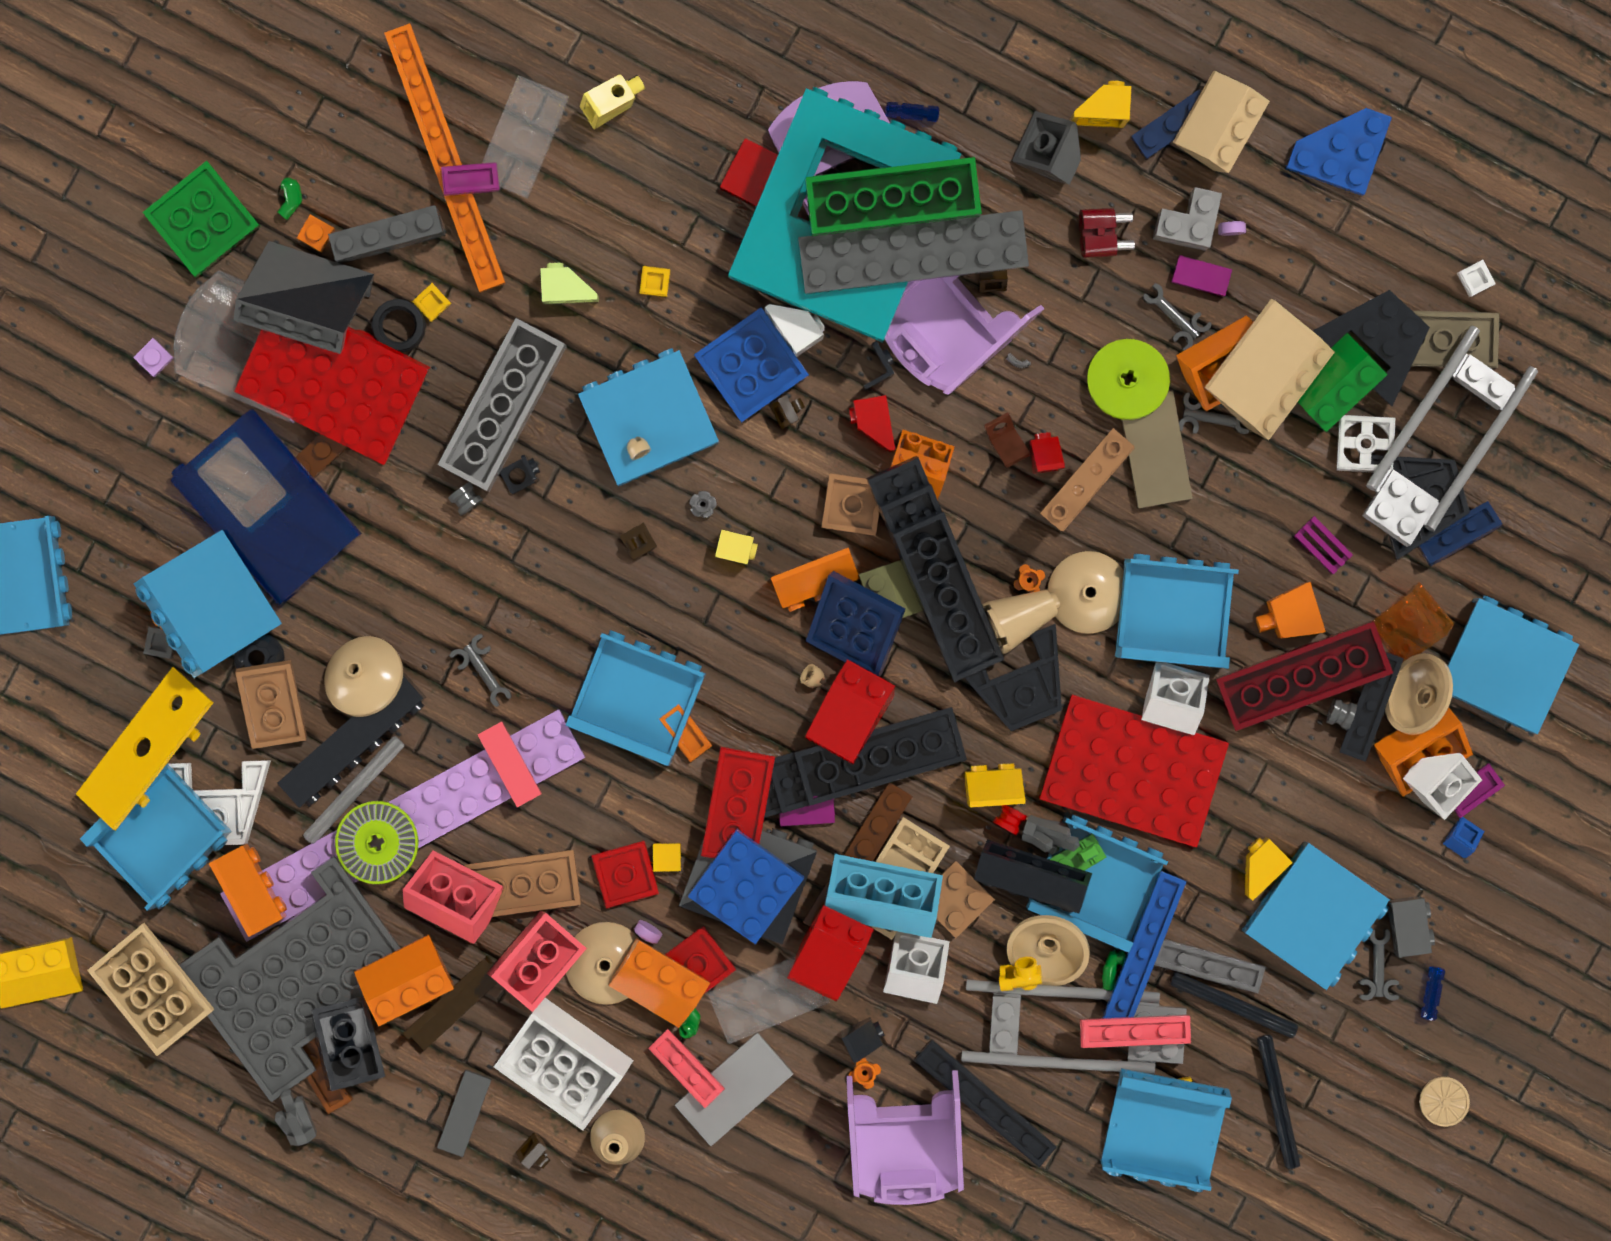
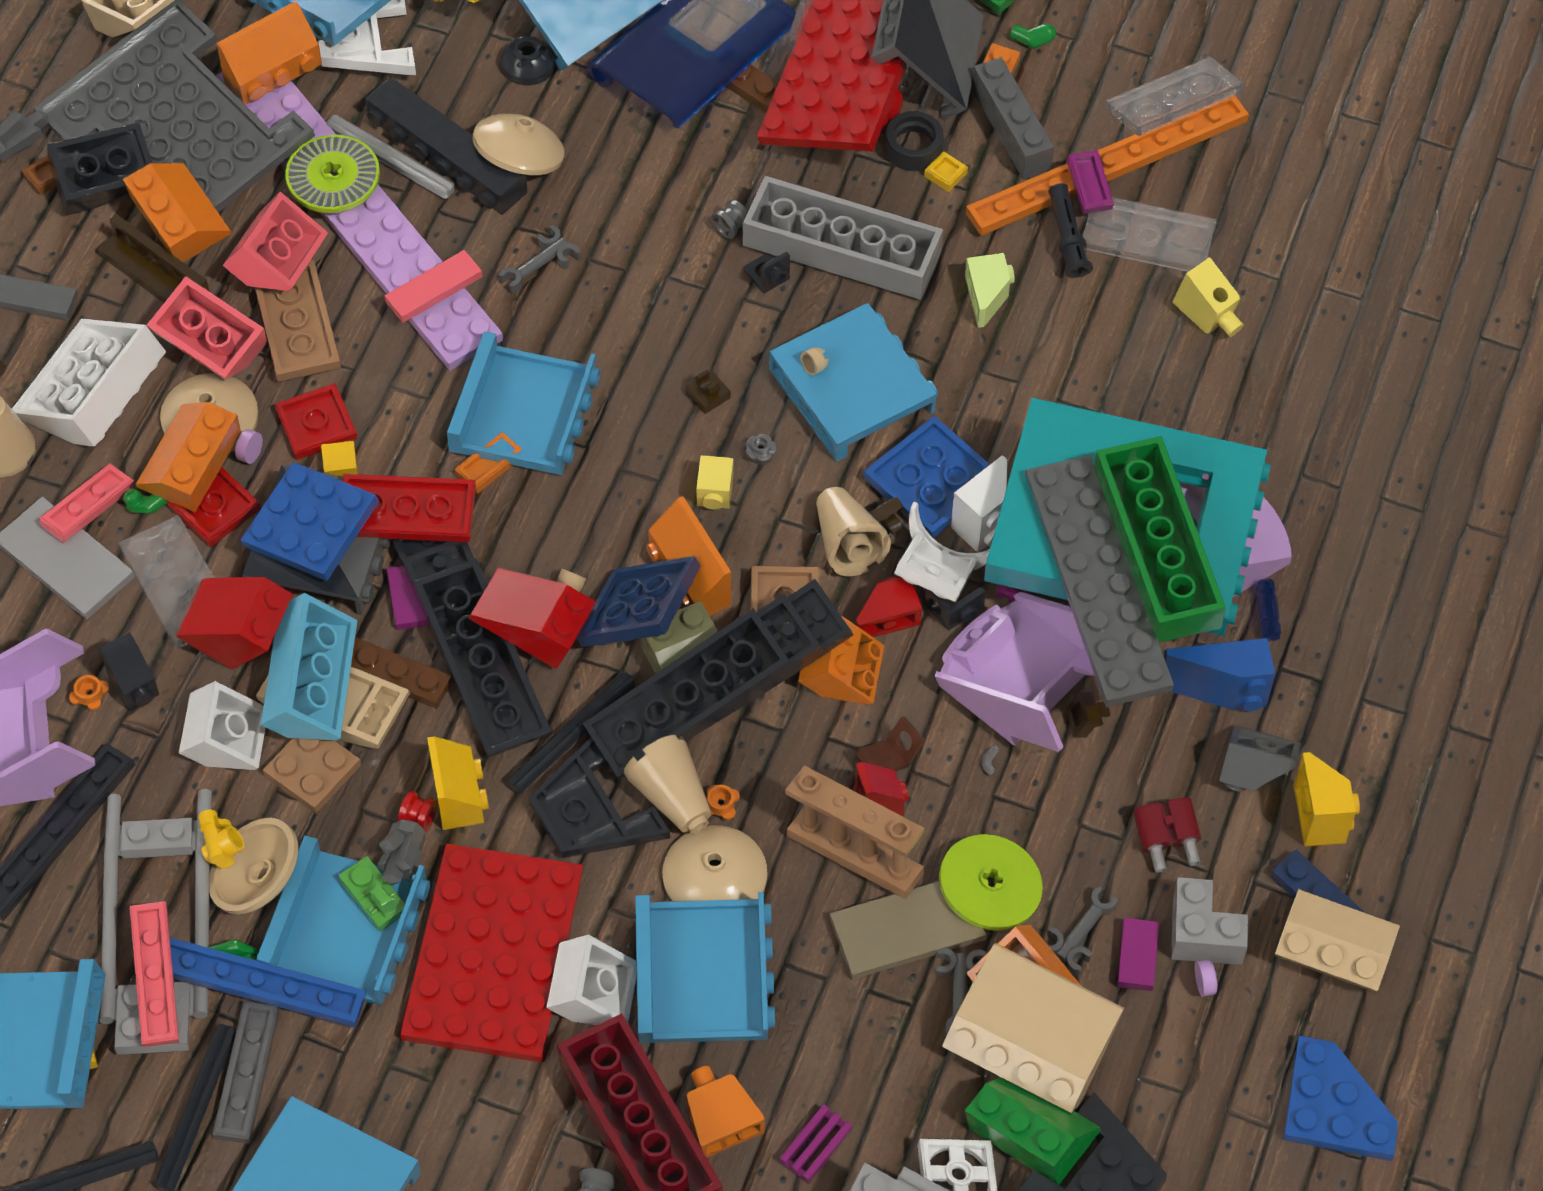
camera: 80 degrees right, 30 degrees down
(271, 704) = (477, 66): medium nougat plate -> none
(380, 85) = (1174, 96): none -> clear tile
(531, 206) = (1071, 243): none -> black pin
(655, 281) = (1011, 375): yellow tile -> none
(798, 444) = (850, 533): none -> tan cone
(845, 374) = (935, 565): none -> white piece
(951, 690) = (568, 734): none -> black axle
(984, 143) = (1224, 674): none -> blue slope
(1032, 876) = (346, 837): black brick -> none
(1263, 866) = (382, 1115): yellow slope -> none

